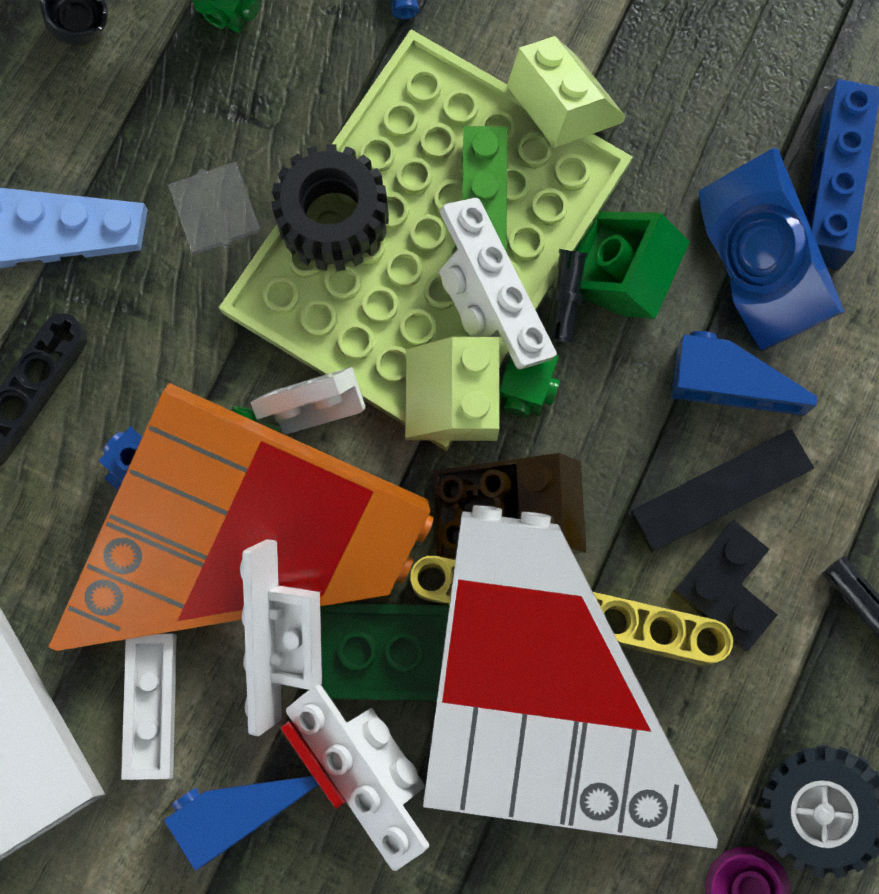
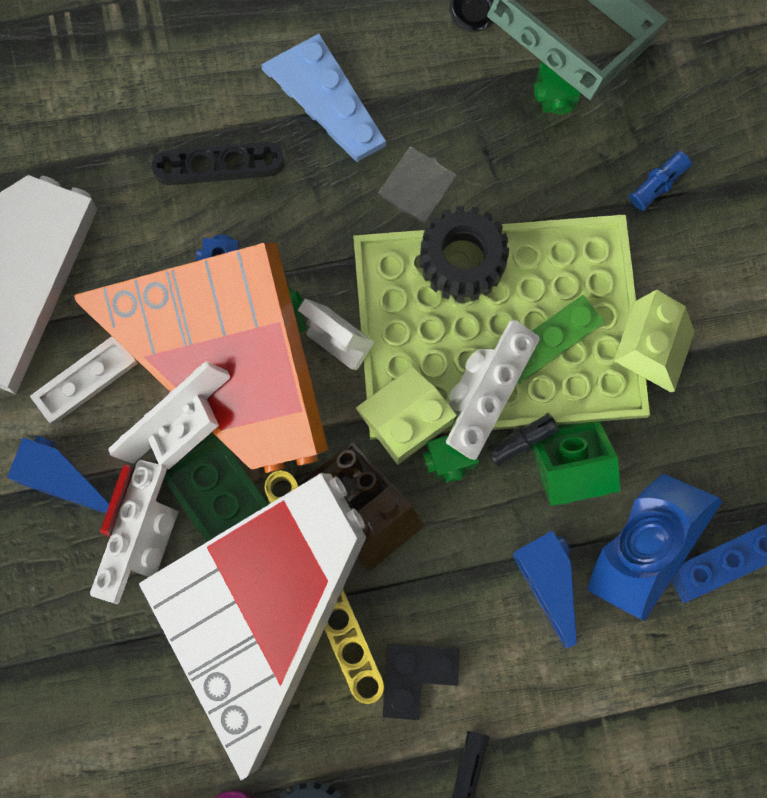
camera: 50 degrees right, 0 degrees up
(721, 490) = (474, 629): black tile -> none

